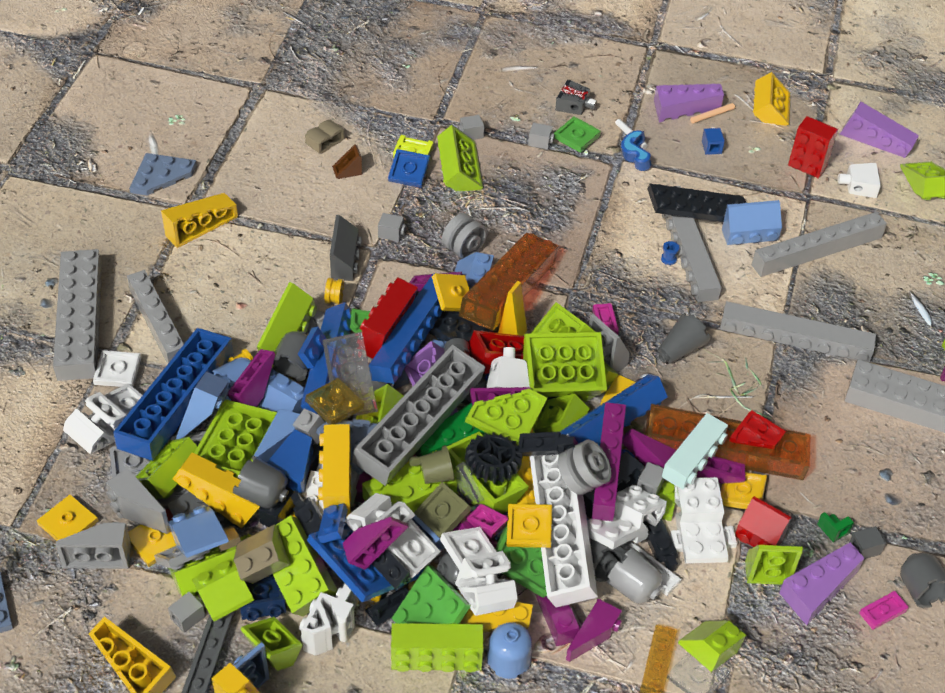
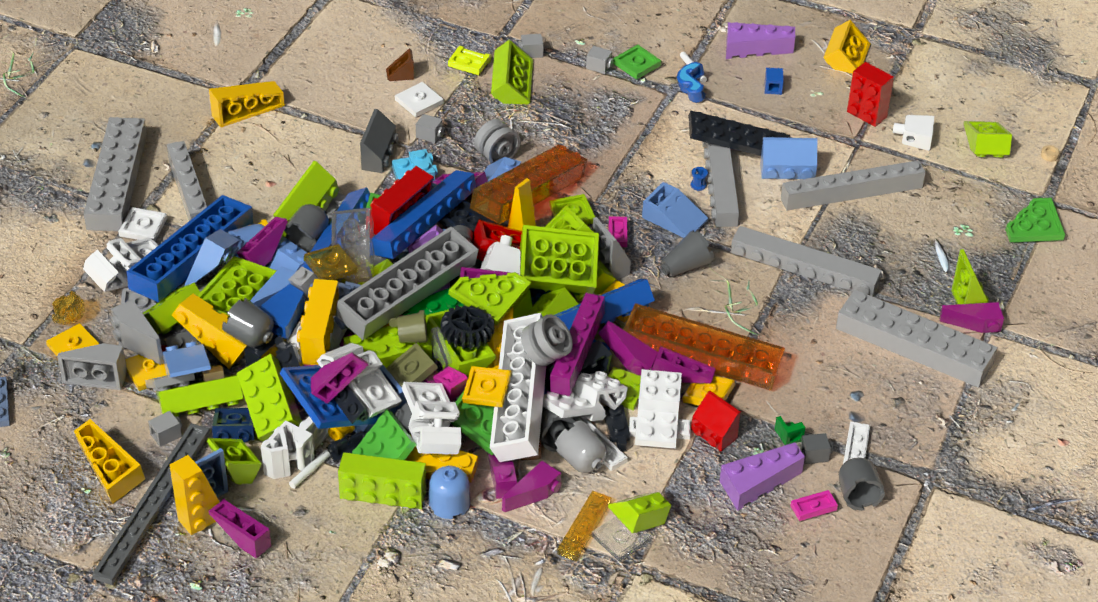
camera: 10 degrees right, 5 degrees down
(54, 479) = (68, 309): none -> clear yellow hair
(159, 172) = (218, 58): sand blue plate -> none
(222, 590) = (199, 410): lime slope -> none
(260, 555) = (238, 386): dark tan slope -> none
(312, 347) = (322, 221): blue plate -> none
(324, 136) = (384, 40): dark tan brick -> none
(332, 523) = (305, 360): blue plate -> none
(334, 291) = (359, 177): yellow wheel -> none
(352, 639) = (309, 469): none -> white piece
(372, 196) = (419, 99): none -> white plate
(384, 271) = (416, 158): none -> medium azure plate
(409, 168) = (460, 77): blue tile -> none
(450, 290) = (464, 182): yellow plate -> none
(545, 443) = (515, 318): black hinge -> none
(546, 298) = (577, 204): none -> lime plate
(574, 98) = (643, 28): dark grey torso -> none
(651, 478) = (620, 368): light grey brick -> none
(655, 292) = (672, 210): none -> medium blue slope
(695, 451) = (663, 345): light aqua brick -> none
(711, 113) = (782, 55): light nougat bar -> none
(757, 432) = (730, 337): red wing -> none
(771, 563) = (713, 449): lime slope -> none
(878, 131) = (948, 87): medium lavender wedge -> none
(903, 533) = (856, 441): none -> white tile

